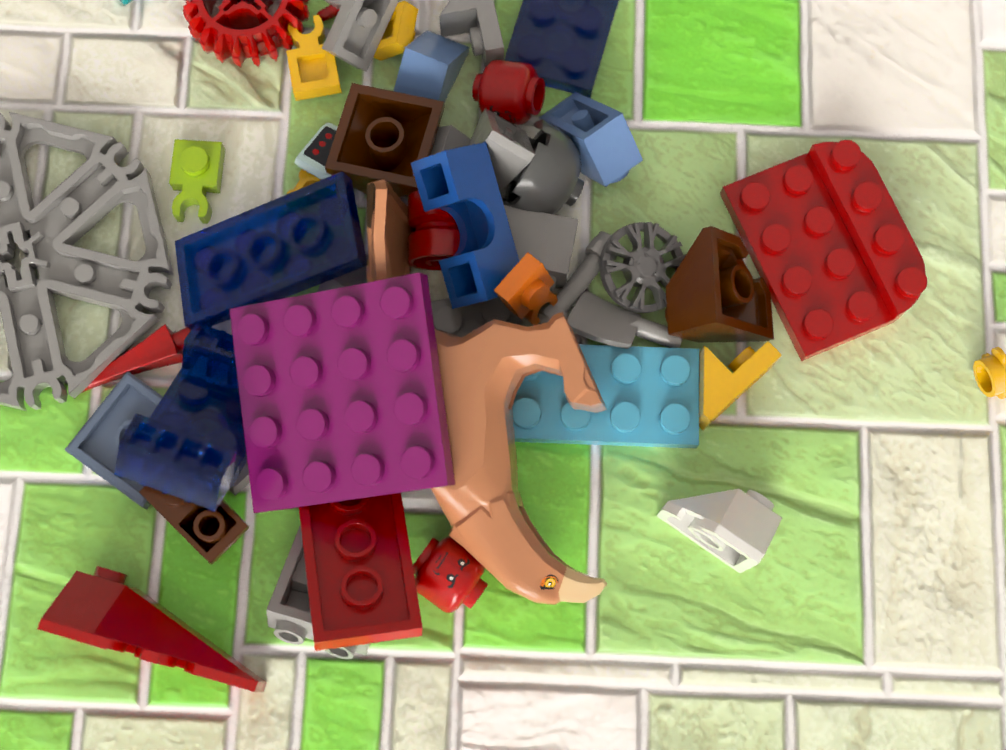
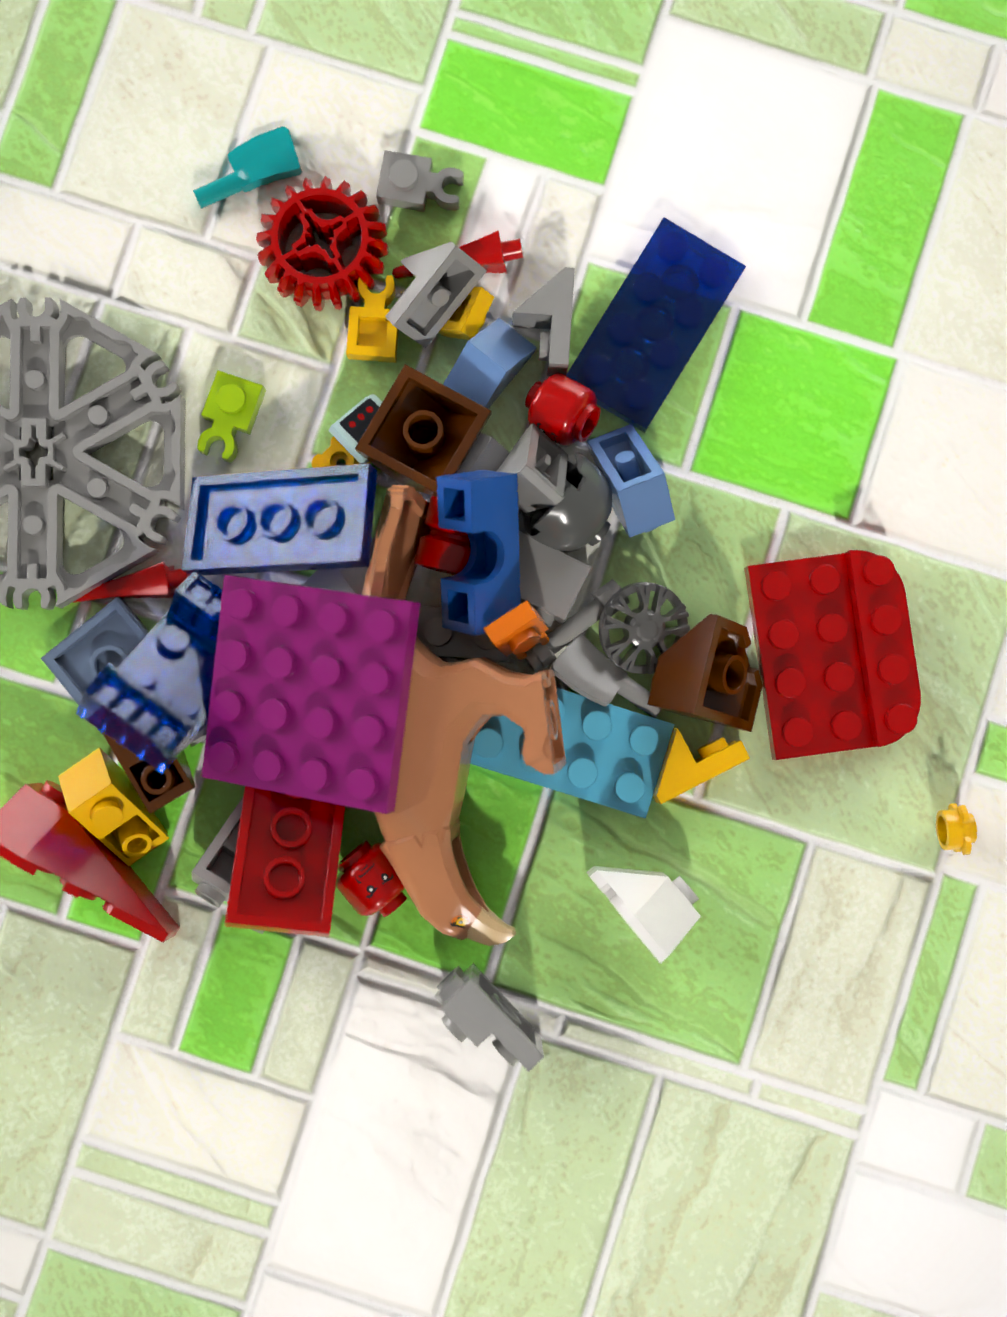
camera: 15 degrees right, 10 degrees up
(170, 575) = (110, 807): none -> yellow slope
(590, 670) = (478, 1009): none -> light grey plate

